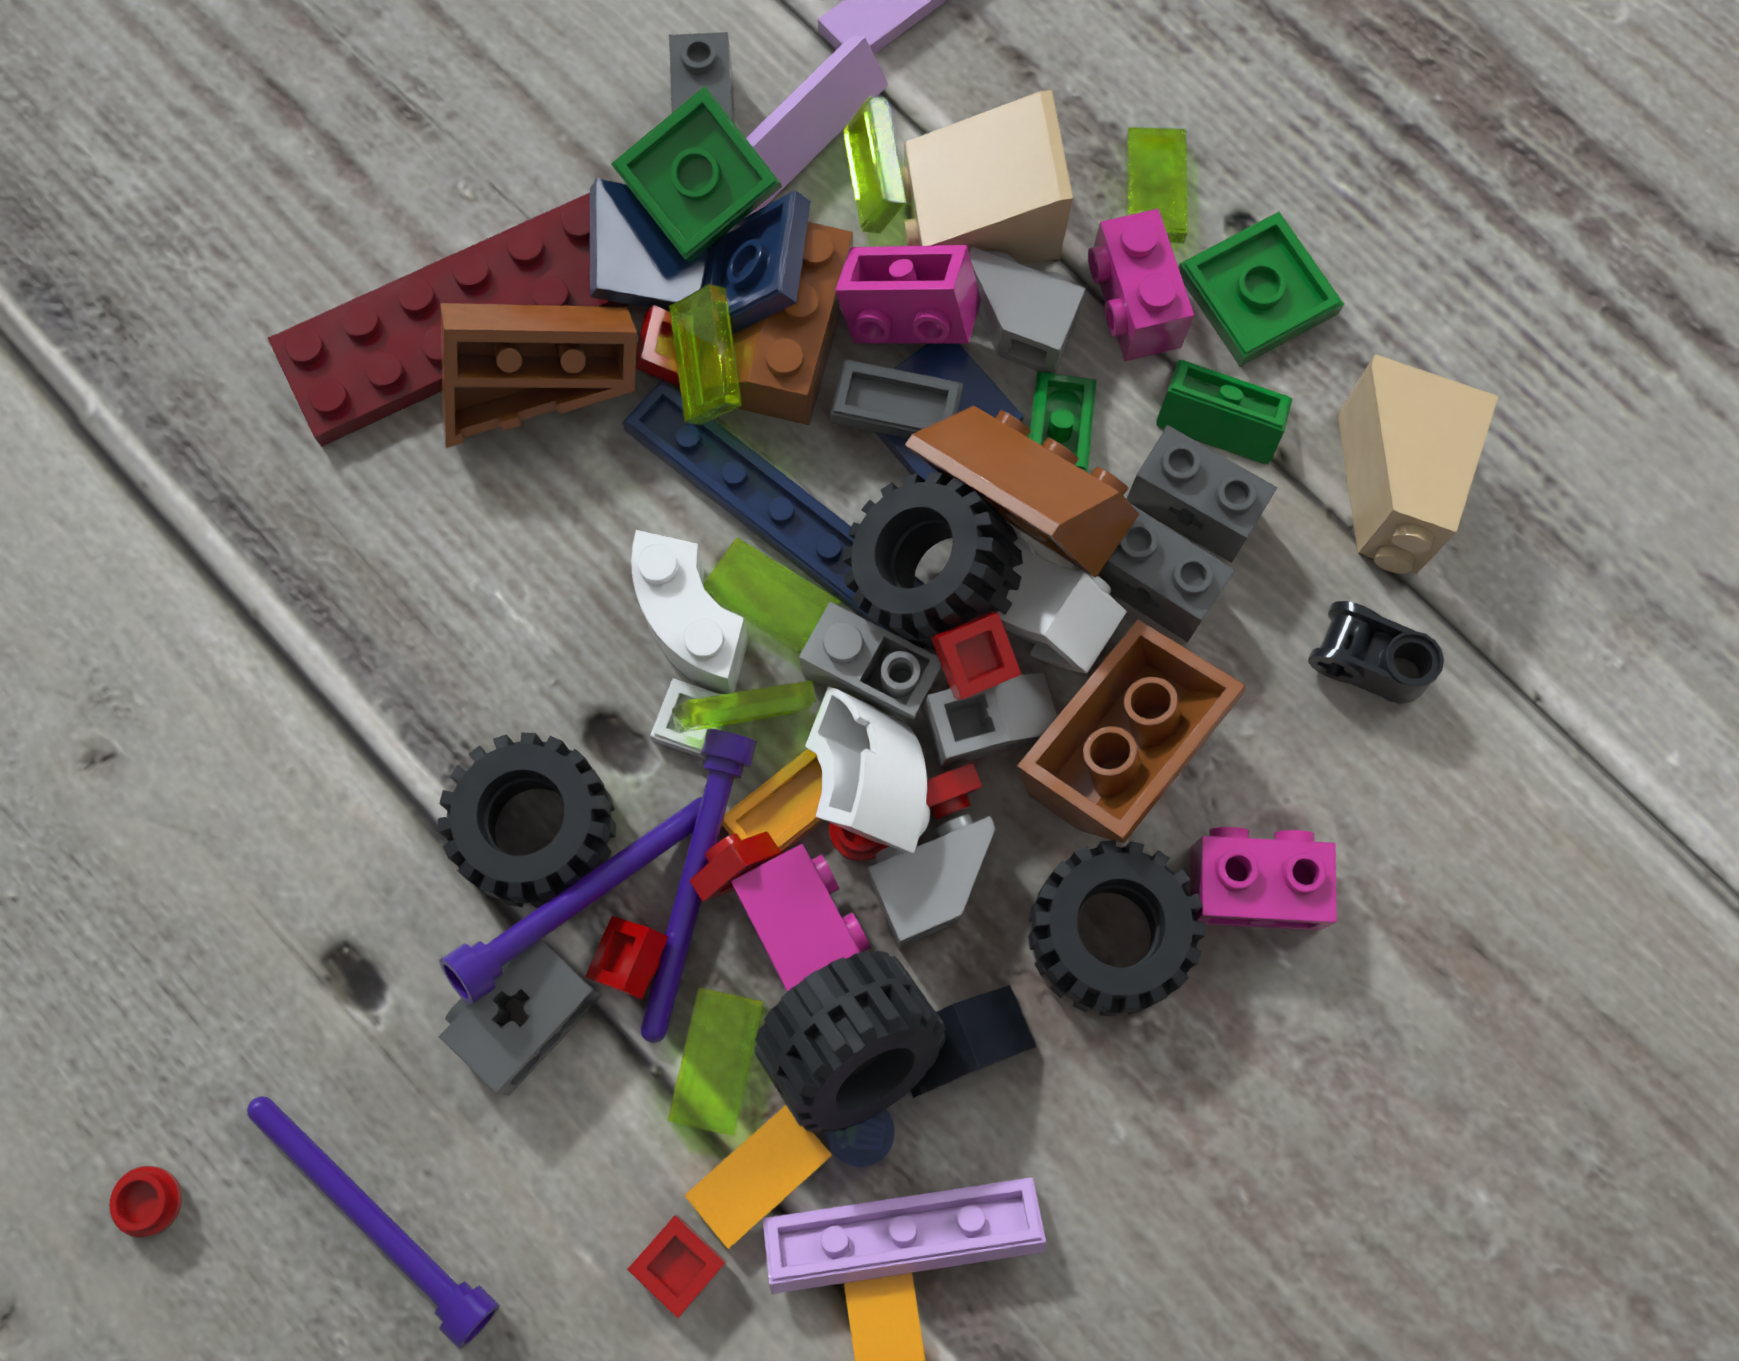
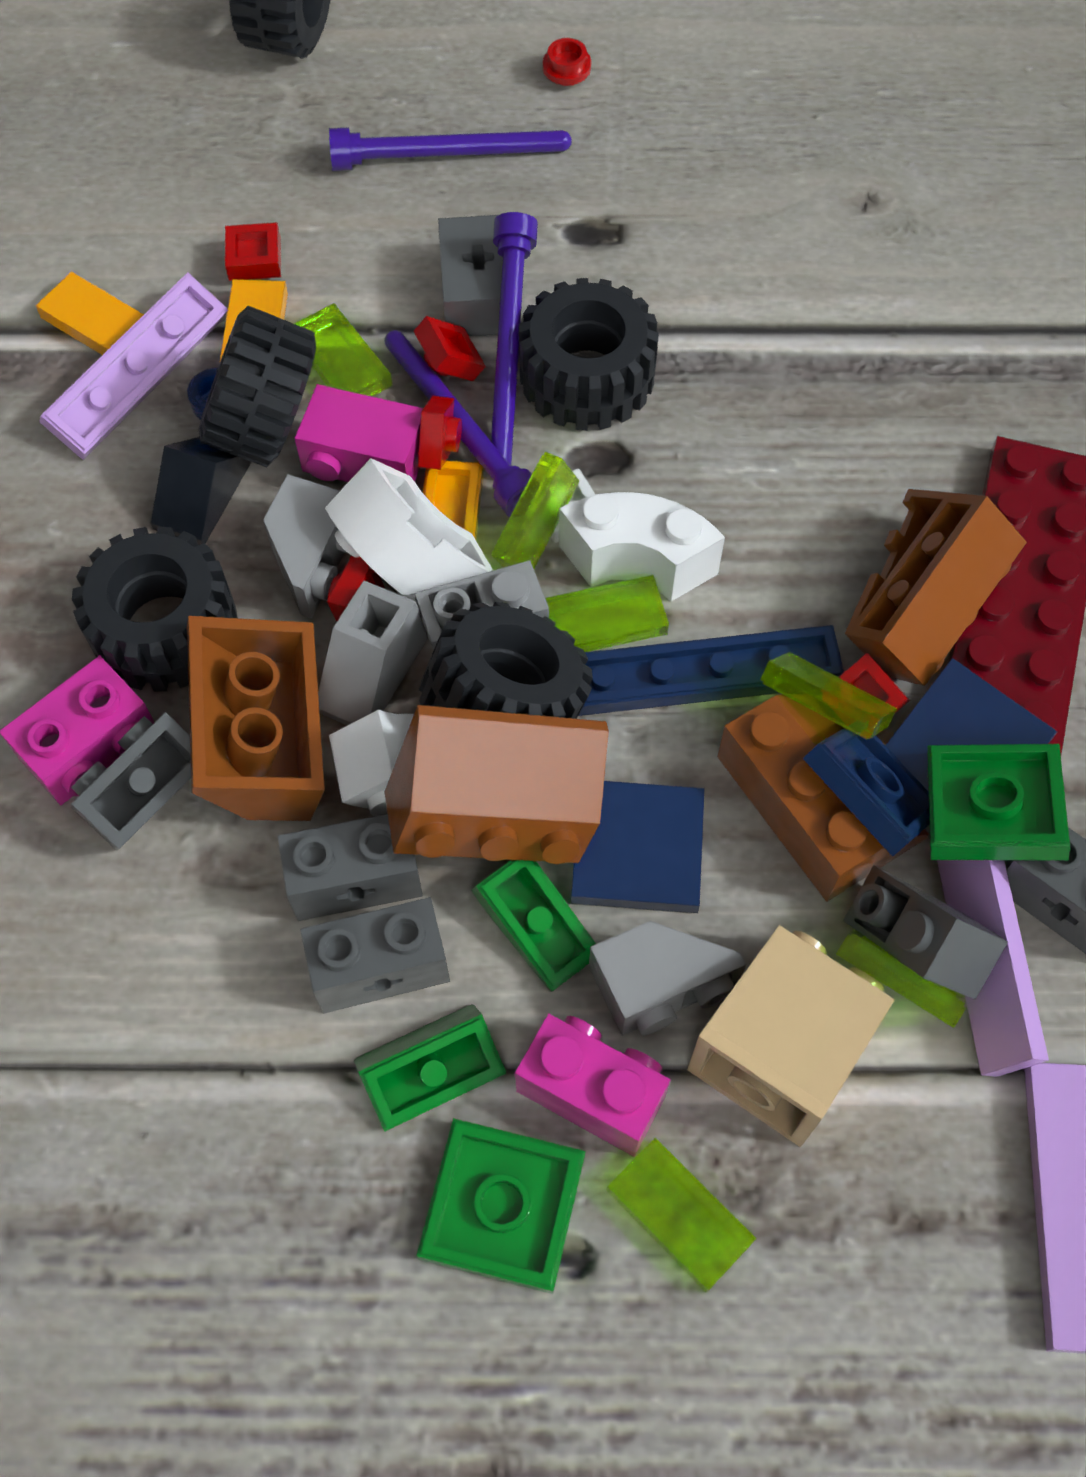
camera: 135 degrees right, 10 degrees down
(833, 164) = (925, 933): none -> dark grey slope
(891, 399) = (668, 807): dark grey tile -> none
(909, 294) = (745, 879): dark pink brick -> none
(976, 655) = (404, 636): red plate -> none
(1260, 778) = (138, 783): none -> dark grey brick
(1371, 653) = (135, 965): black piece -> none
(1410, 459) = (221, 1129): tan slope -> none

